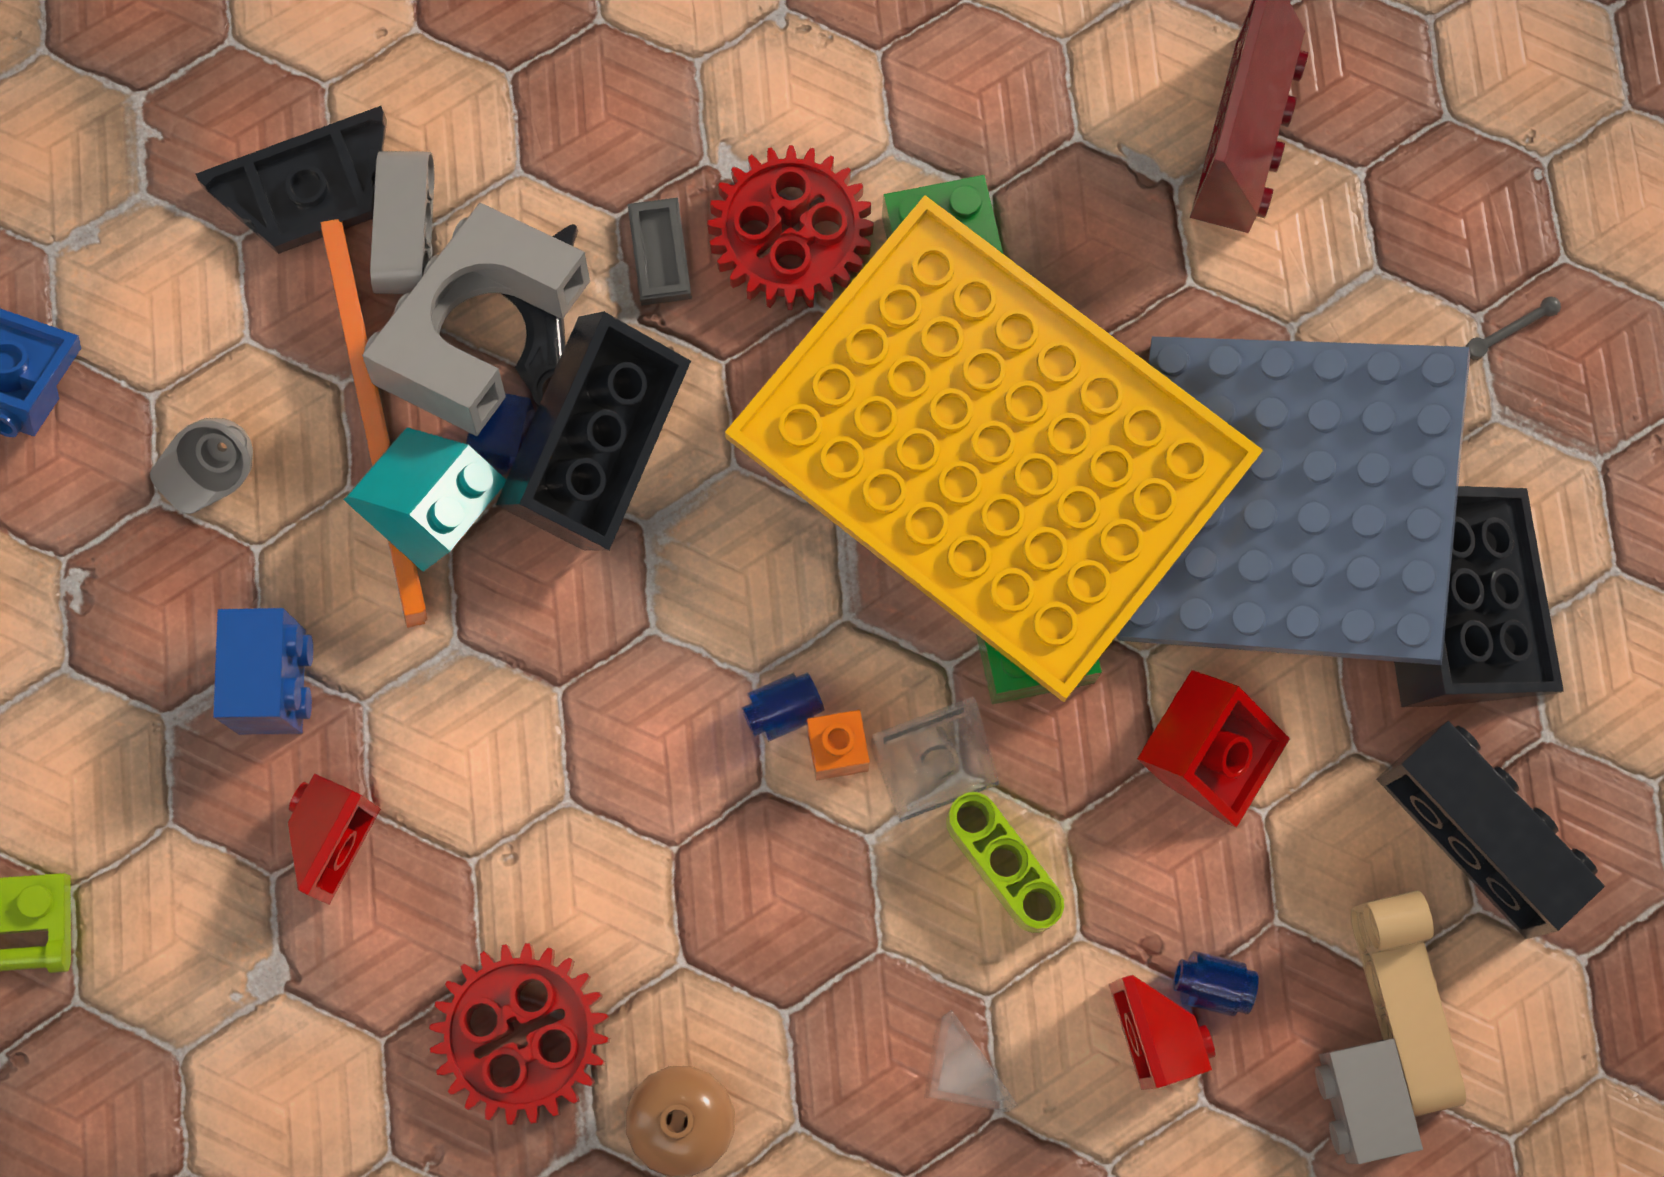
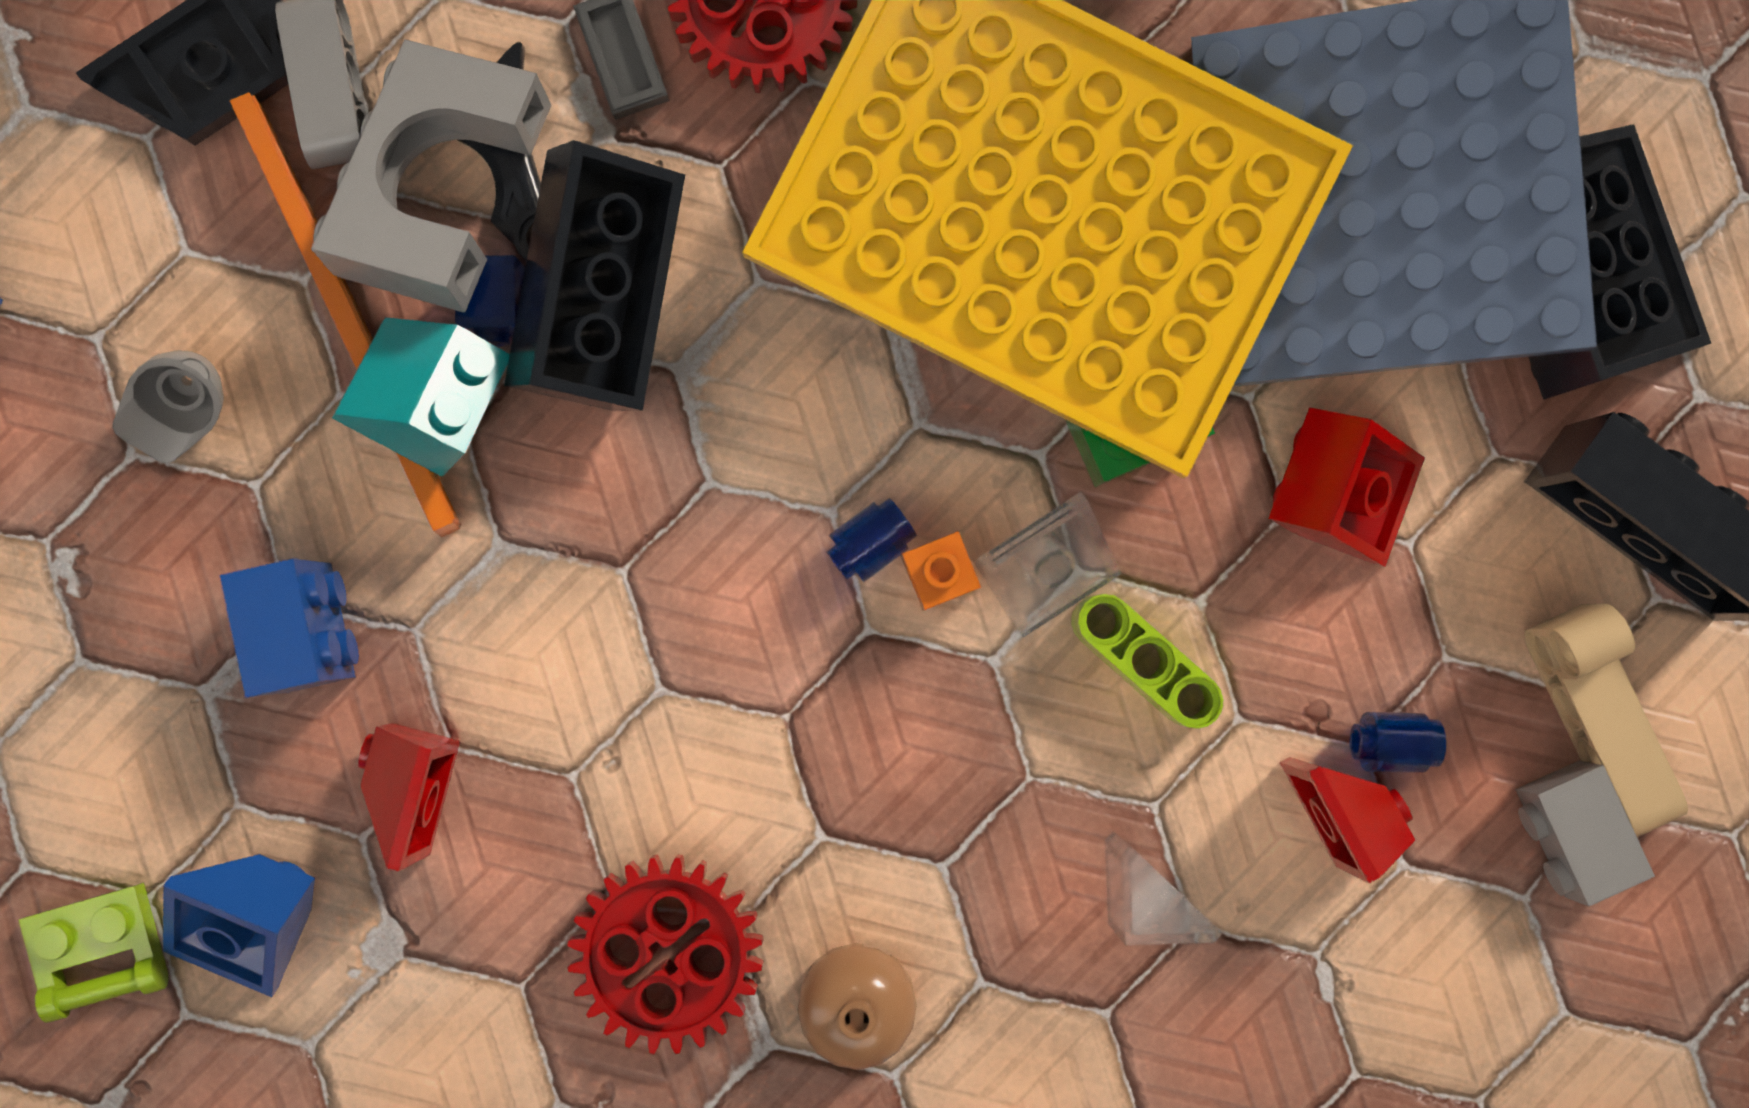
camera: 15 degrees left, 10 degrees up
(148, 921) = (238, 918): none -> blue slope

